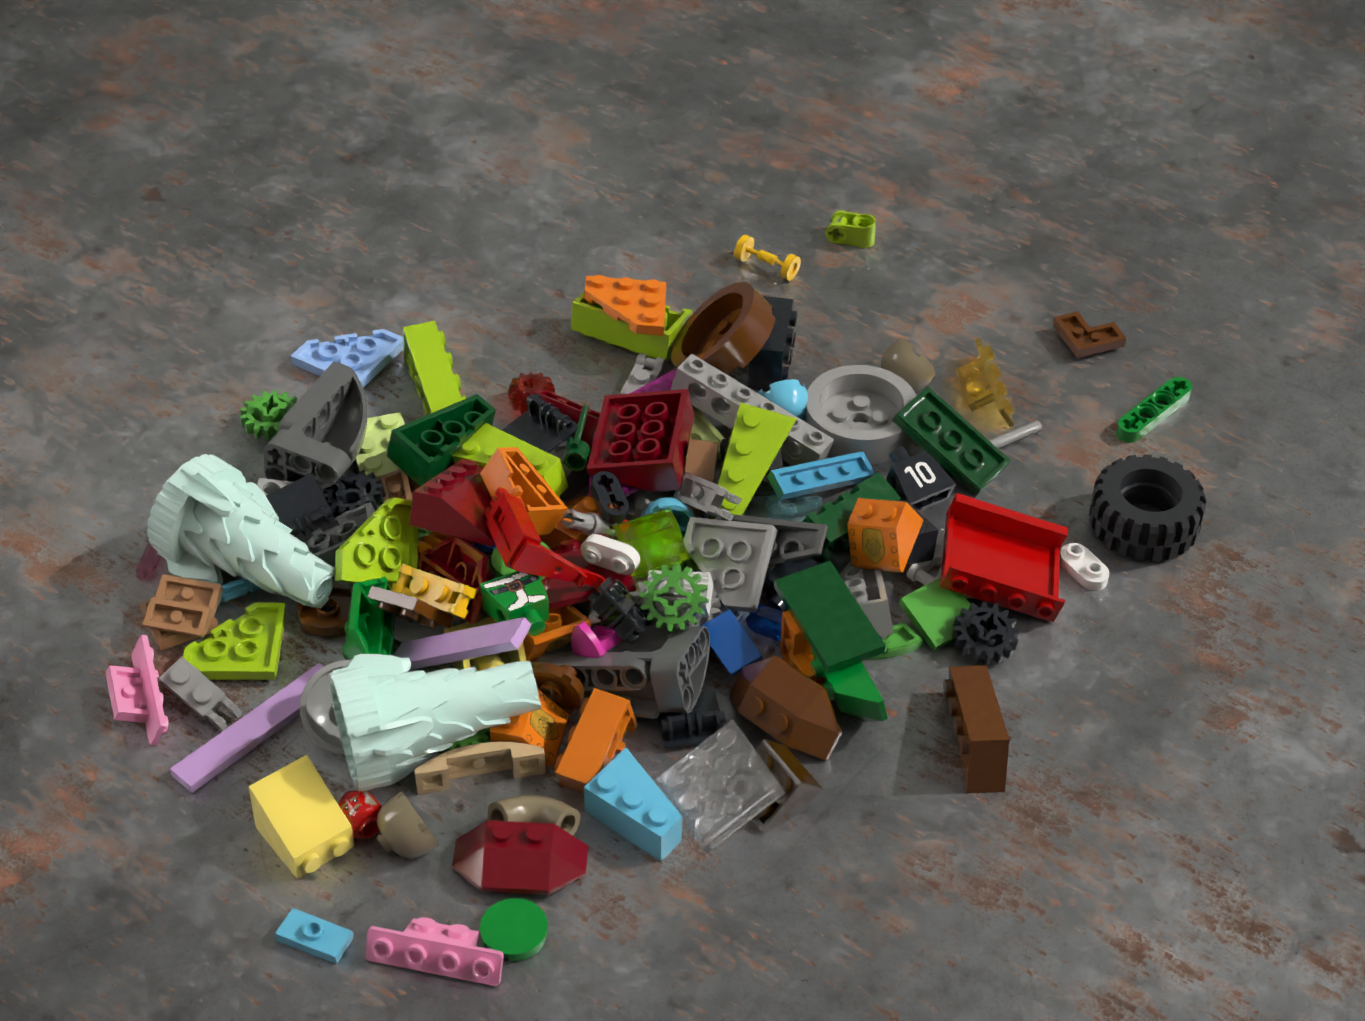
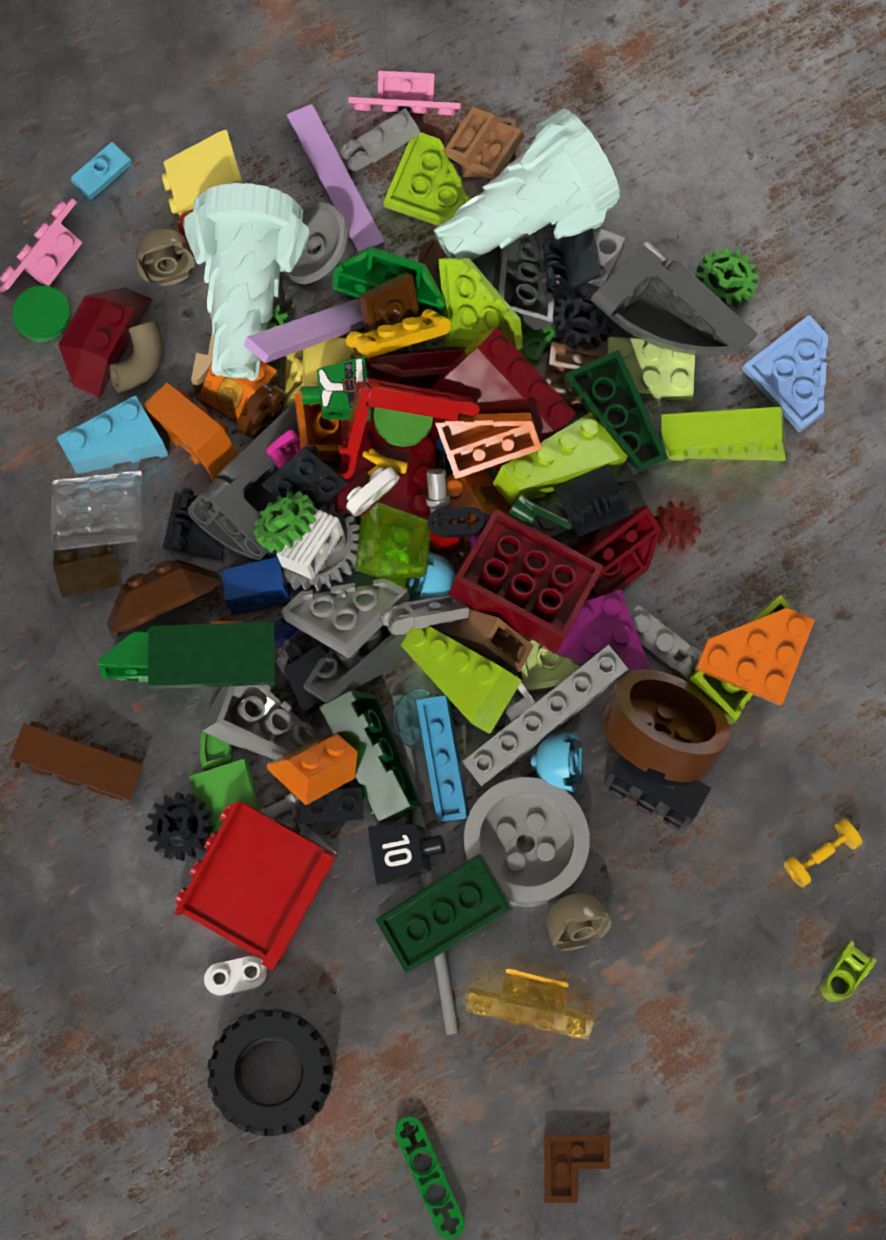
camera: 110 degrees right, 30 degrees up
(575, 556) = (381, 461): none -> yellow bar

